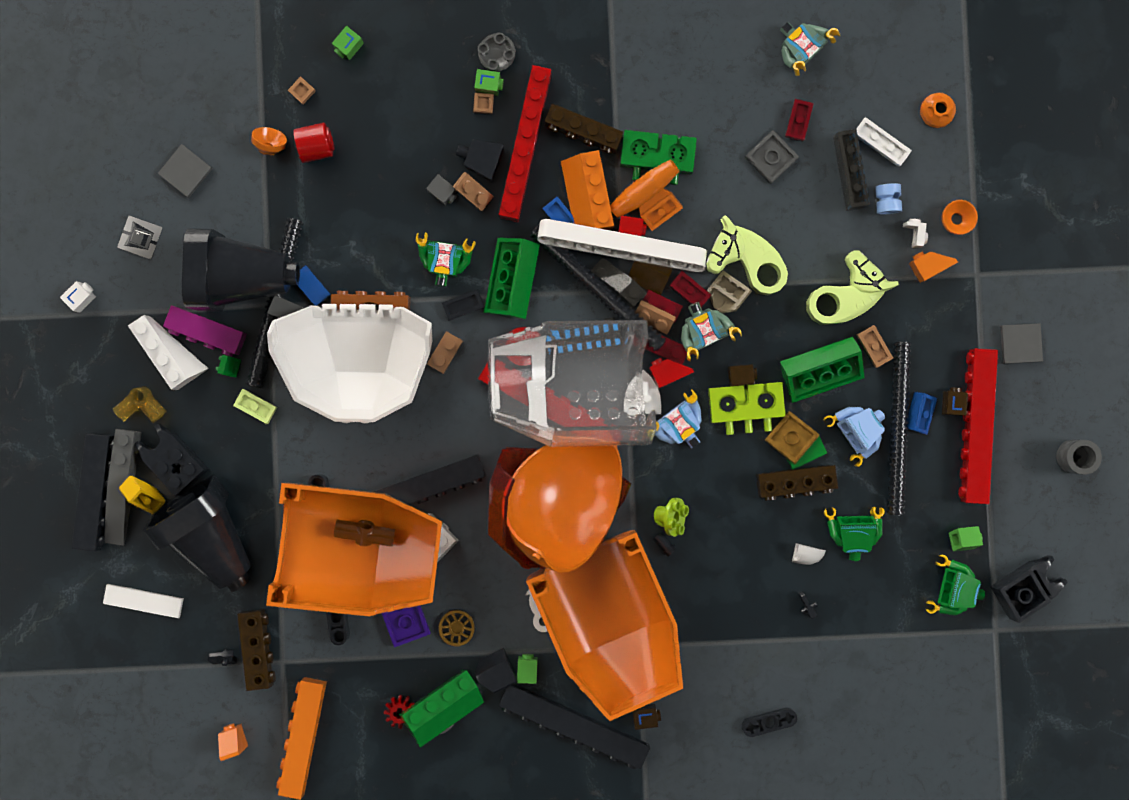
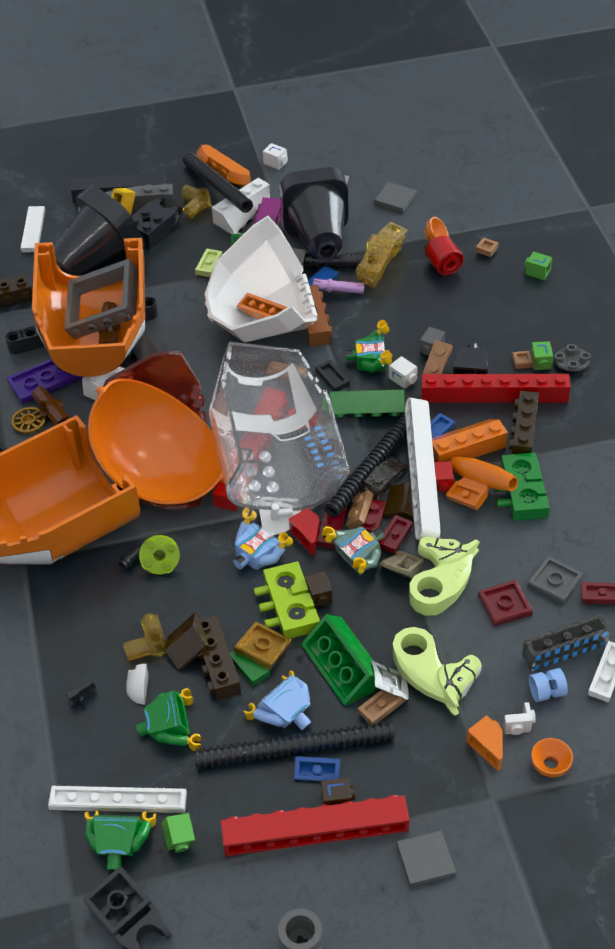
camera: 75 degrees right, 40 degrees down
(91, 357) = (224, 166): none -> orange brick
(129, 376) = (216, 181): none -> black piece
(296, 209) = (380, 252): none -> clear yellow brick
(330, 270) = (331, 285): none -> lavender pin
(346, 505) = (97, 279): none -> dark grey window
(372, 358) = (259, 307): none -> orange brick
(450, 603) = (49, 406): none -> reddish brown piece
(480, 230) = (403, 372): none -> white brick
(771, 545) = (153, 642): none -> clear yellow piece
(777, 505) = (186, 642): none -> dark brown slope
(787, 209) = (505, 603): none -> dark red tile
(857, 333) = (390, 680): none -> sticker
(916, 584) = (117, 799): none -> white tile

